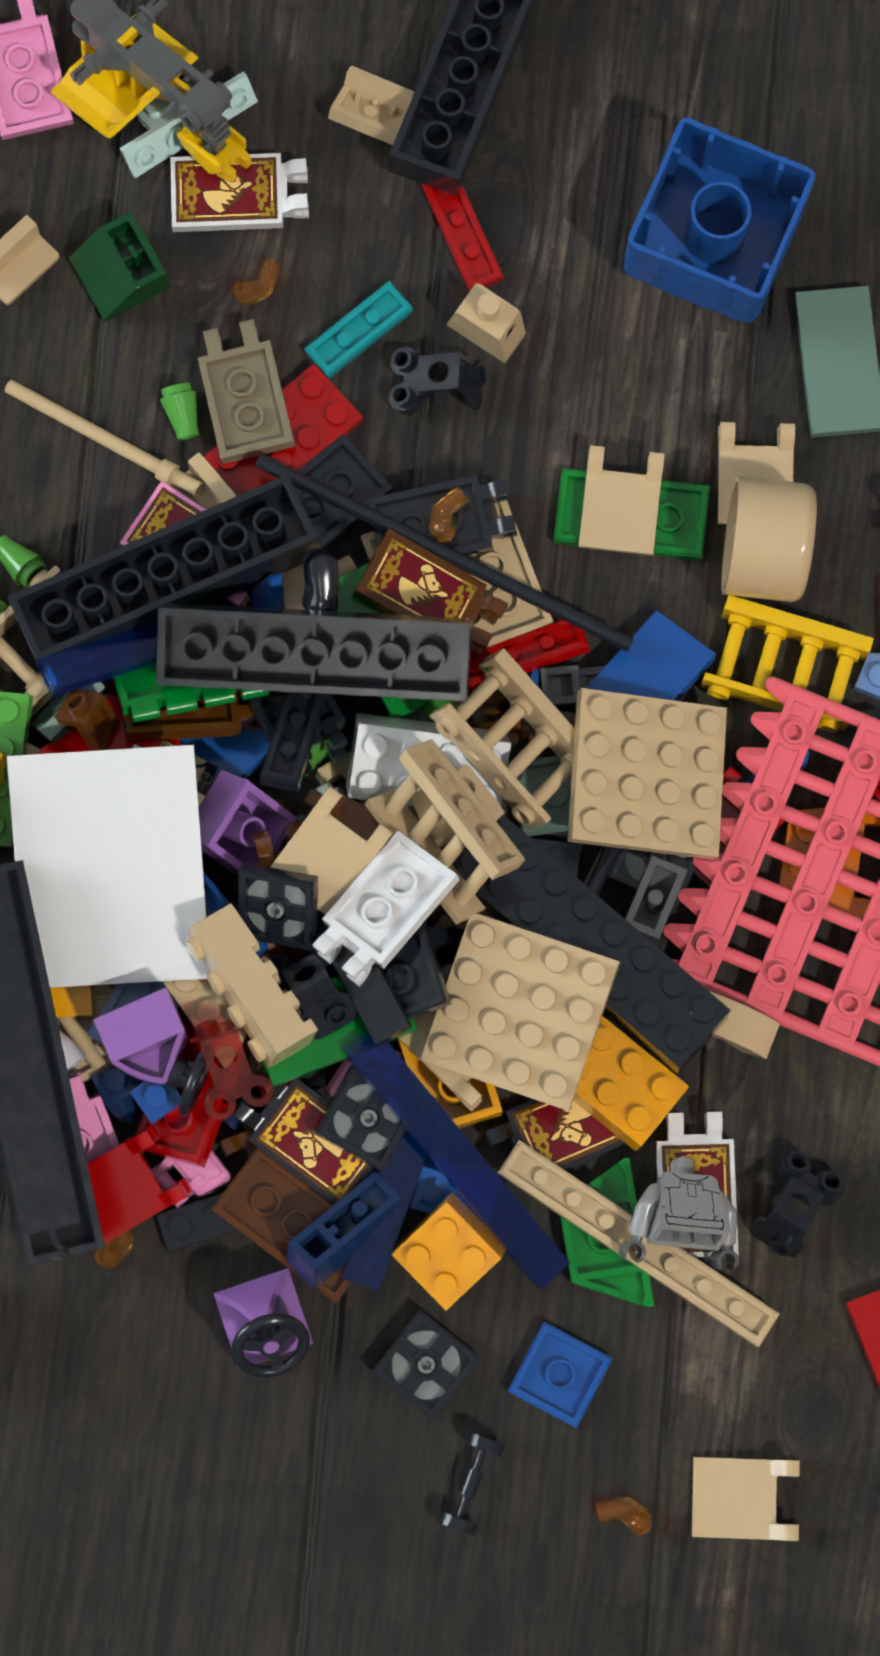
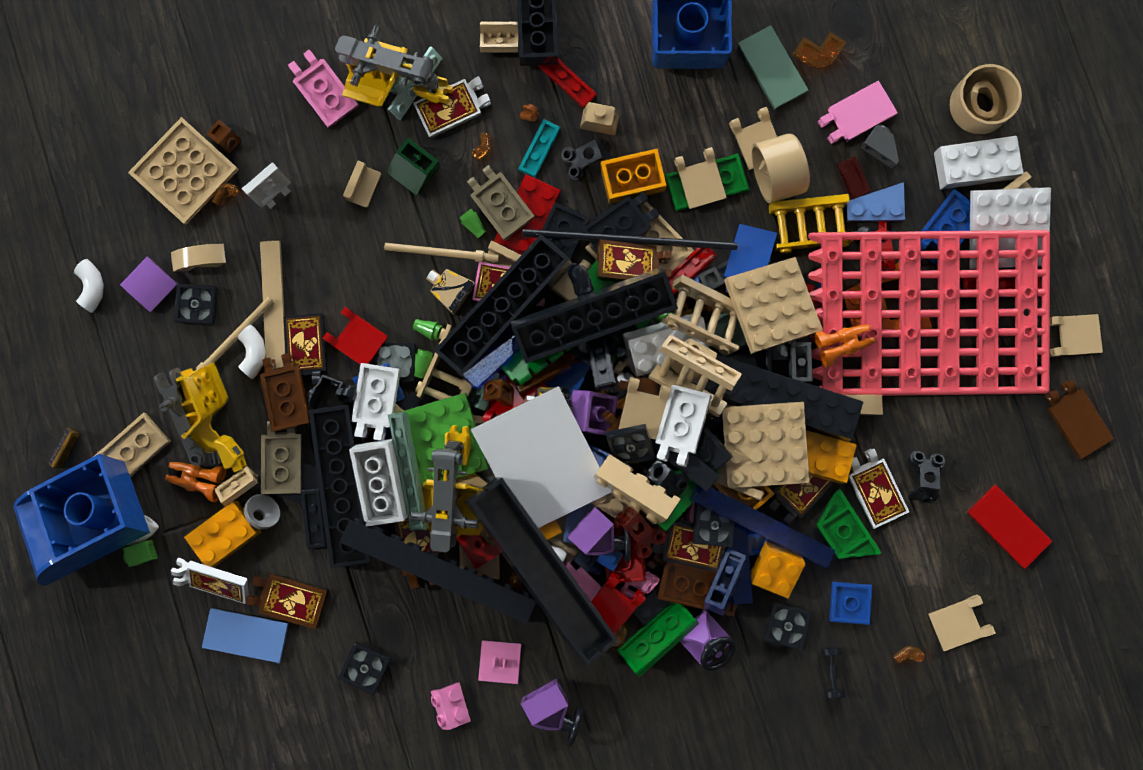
camera: 20 degrees left, 5 degrees up
(89, 507) = (450, 289): none -> tan torso
(180, 1280) = (657, 637): none -> green tile
(269, 592) = (555, 296): blue tile -> none
(368, 260) = (530, 113): none -> dark orange plate
(442, 513) = (621, 222): clear orange arm -> none
(501, 444) = (633, 175): none -> light orange brick
(611, 1226) = (862, 527): tan tile -> none
(685, 1213) = (879, 504): light grey torso -> none
(759, 896) = (850, 343): none -> orange piece

